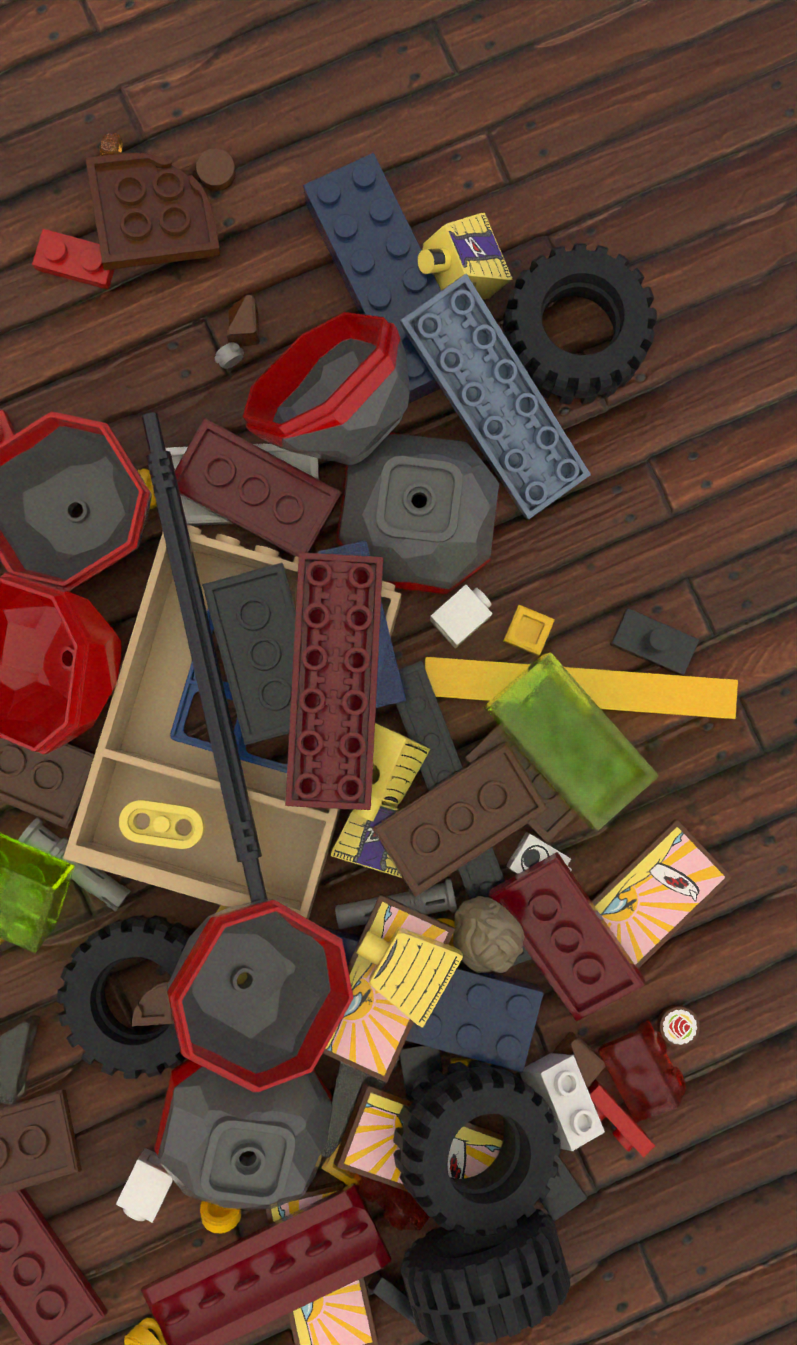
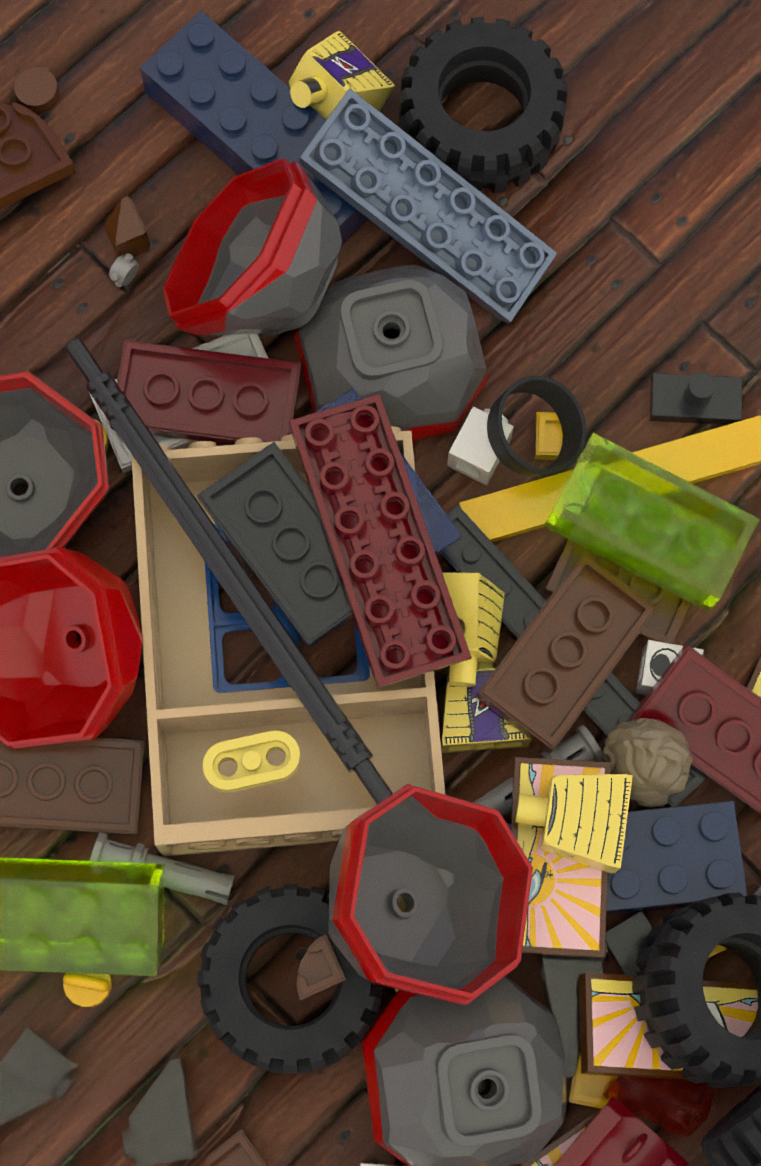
camera: 20 degrees left, 10 degrees down
(541, 631) = (569, 415): none -> black tyre

